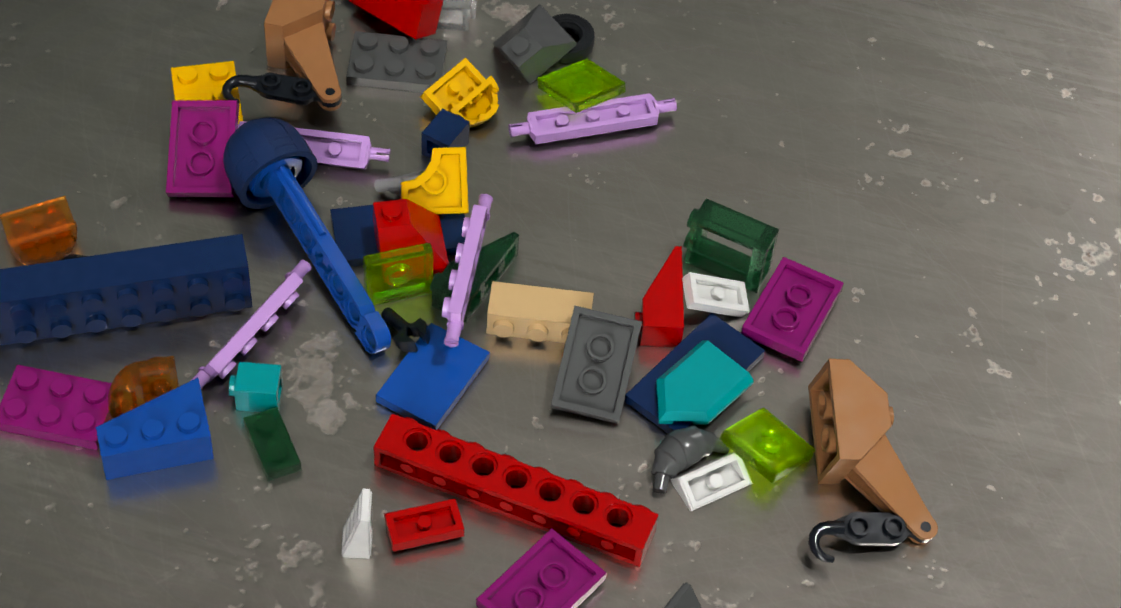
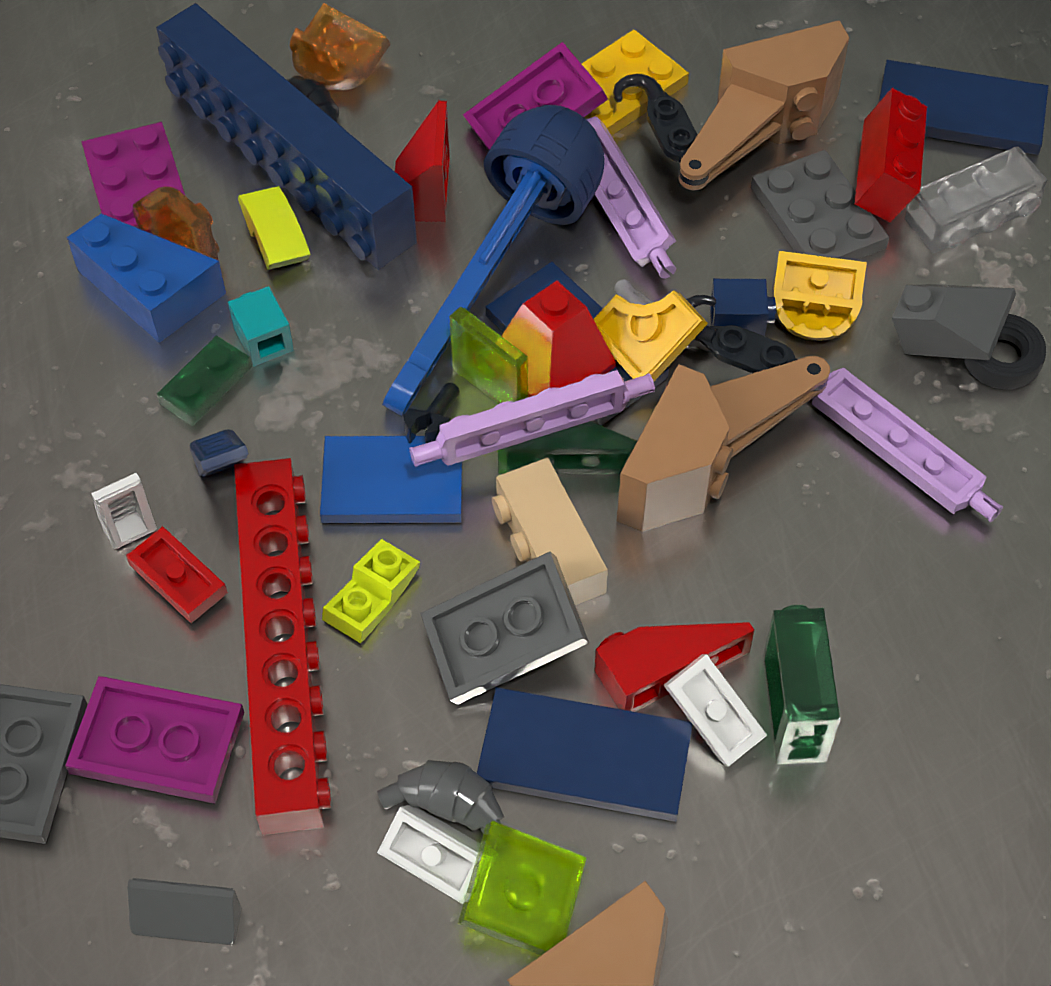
camera: 65 degrees right, 5 degrees up
(170, 338) = (275, 227): none -> neon yellow slope
(206, 215) = (427, 164): none -> red slope
(263, 318) = (353, 279): lavender plate -> none
(355, 453) = (218, 452): none -> dark blue slope
(508, 426) = (371, 593): none -> neon yellow slope
(527, 193) = (702, 426): none -> medium nougat slope
(581, 85) = (934, 400): clear neon green tile -> none
(700, 385) = (559, 764): teal tile -> none
(792, 309) = (771, 816): magenta plate -> none

